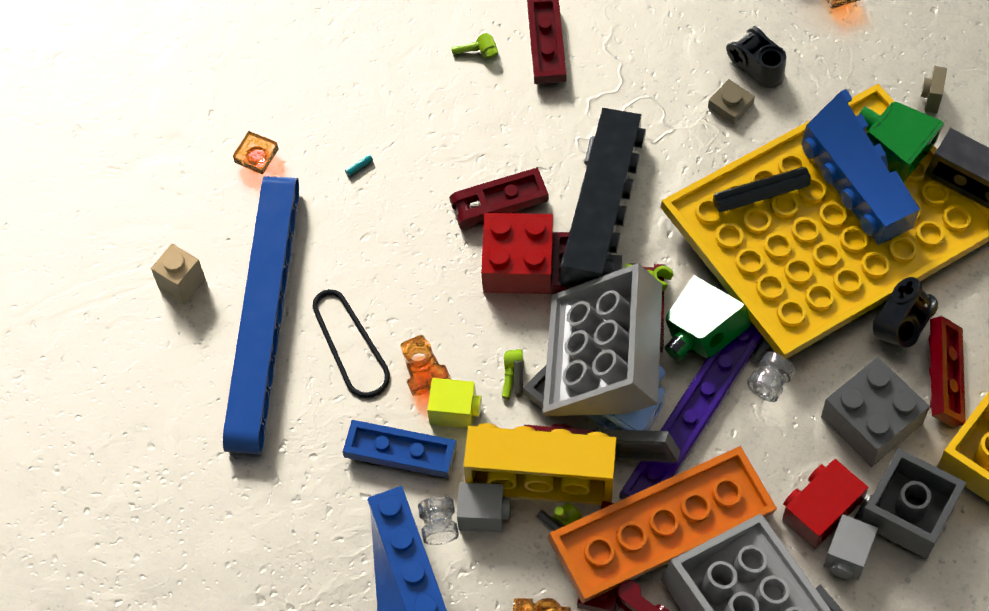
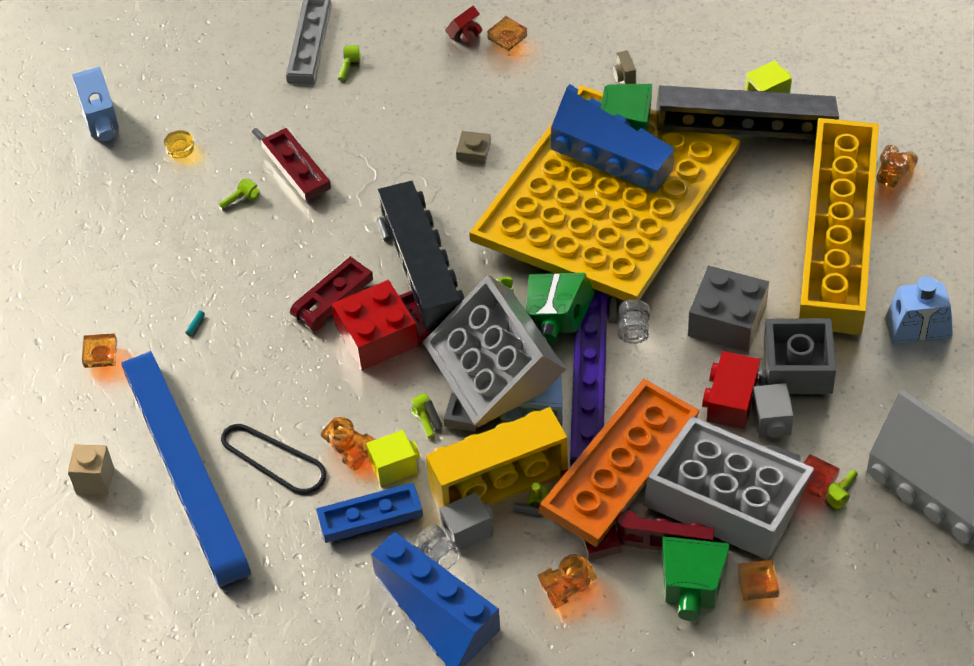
camera: 30 degrees left, 10 degrees down
(644, 445) = (576, 408): dark grey tile -> none
(759, 57) = (478, 105): black piece -> none
(761, 189) = (543, 190): black axle -> none
(905, 316) = (706, 230): black piece -> none
(947, 372) = (762, 257): dark red plate -> none

